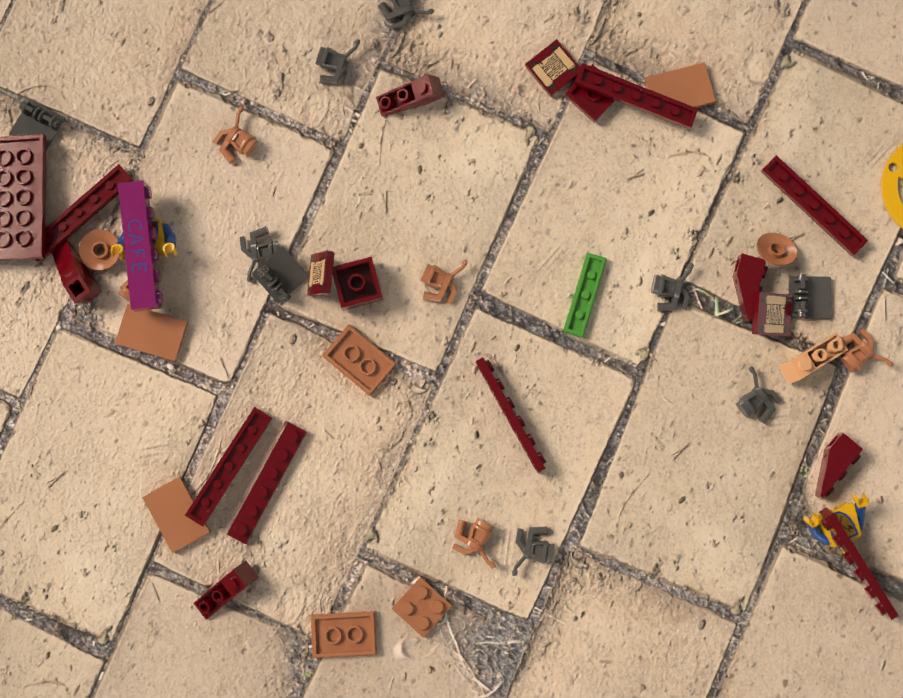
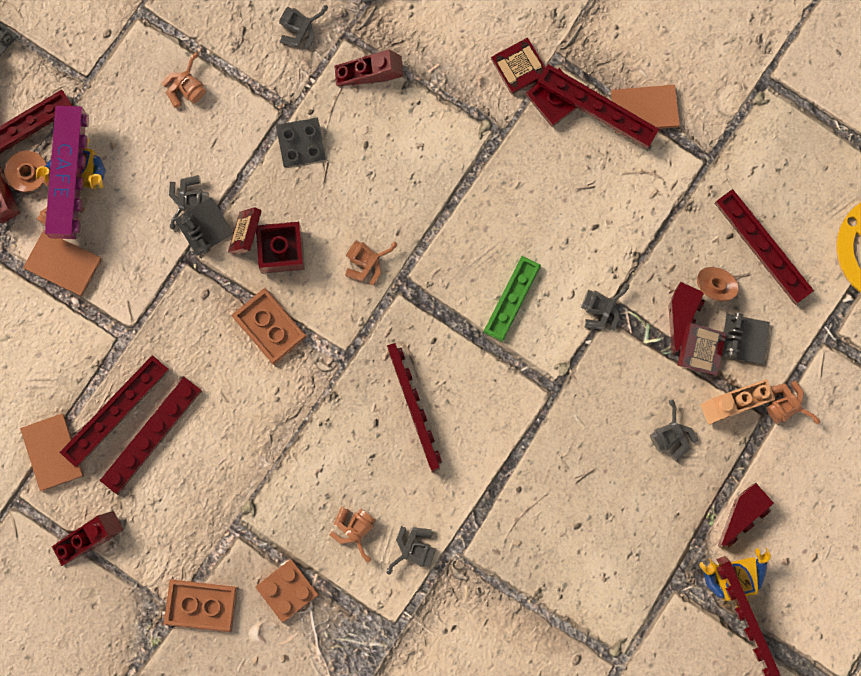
camera: 10 degrees right, 5 degrees down
(357, 177) = (300, 142): none -> dark grey hinge

